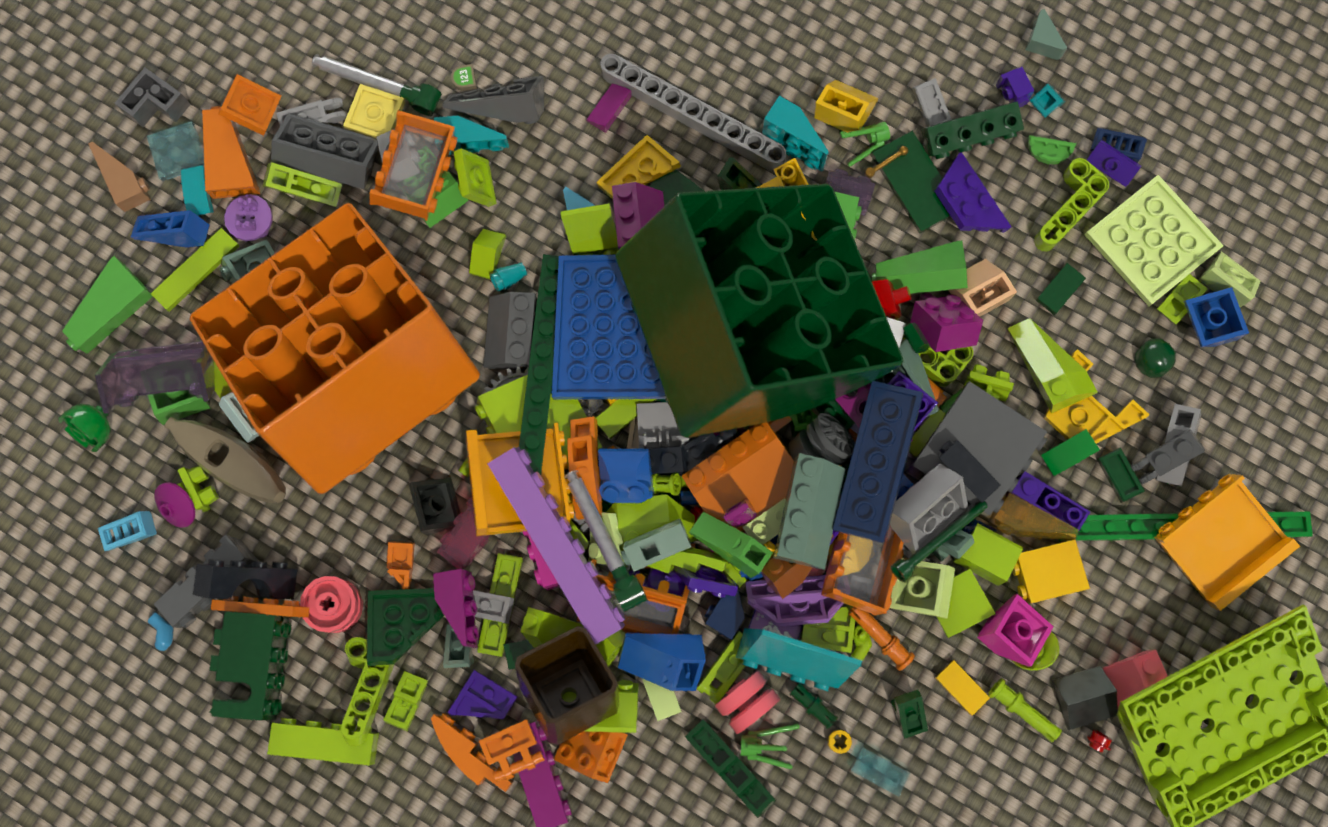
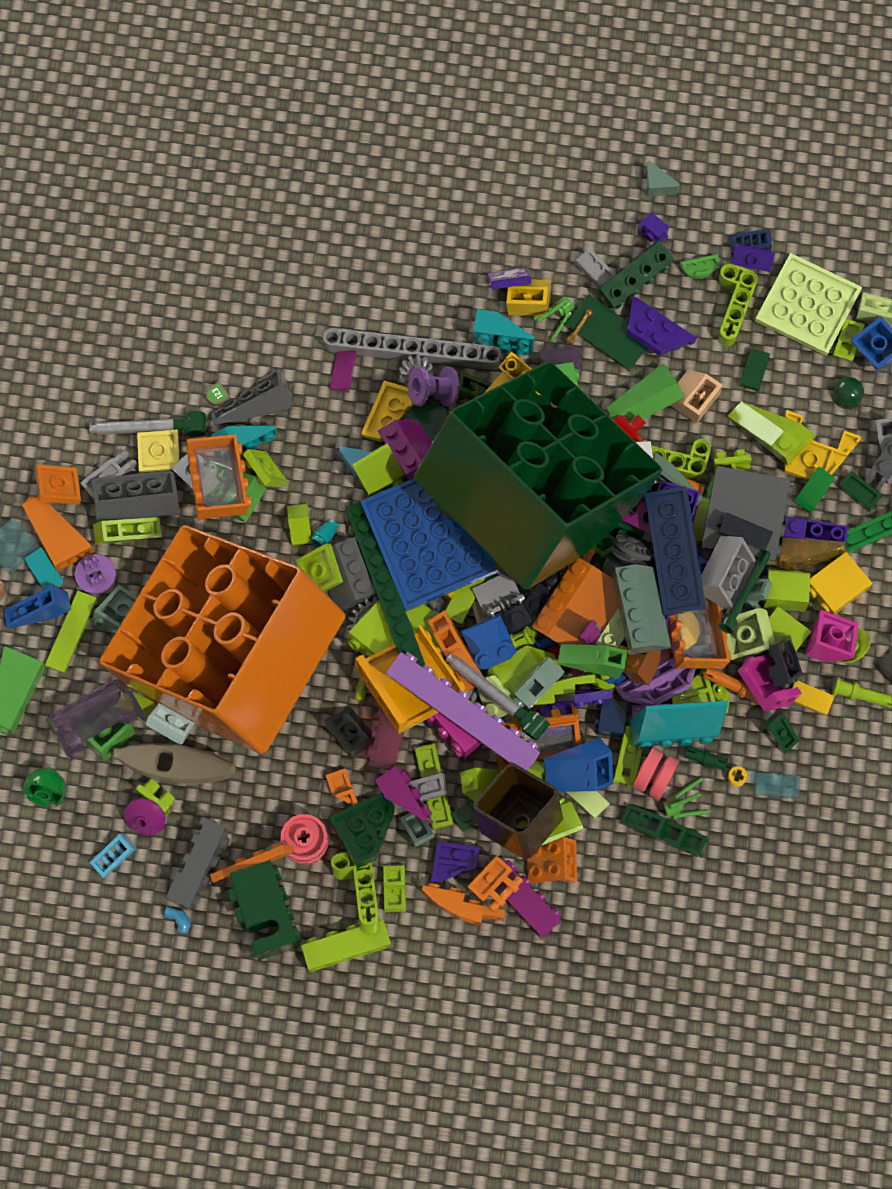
camera: 25 degrees left, 5 degrees down
(221, 580) = (221, 846): black arch -> none
(482, 314) = (321, 567): none -> lime plate
(685, 130) = (409, 365): none -> light grey gear
(707, 167) = (423, 385): none -> medium lavender hose
(831, 77) = (508, 278): none -> tile
(916, 338) = (662, 450): dark green slope -> none
(917, 652) = (757, 679): none -> dark pink panel
(946, 322) = (679, 430): magenta hinge -> none
(950, 641) = (786, 665): none -> black plate
(1047, 100) = (682, 229): teal slope -> none

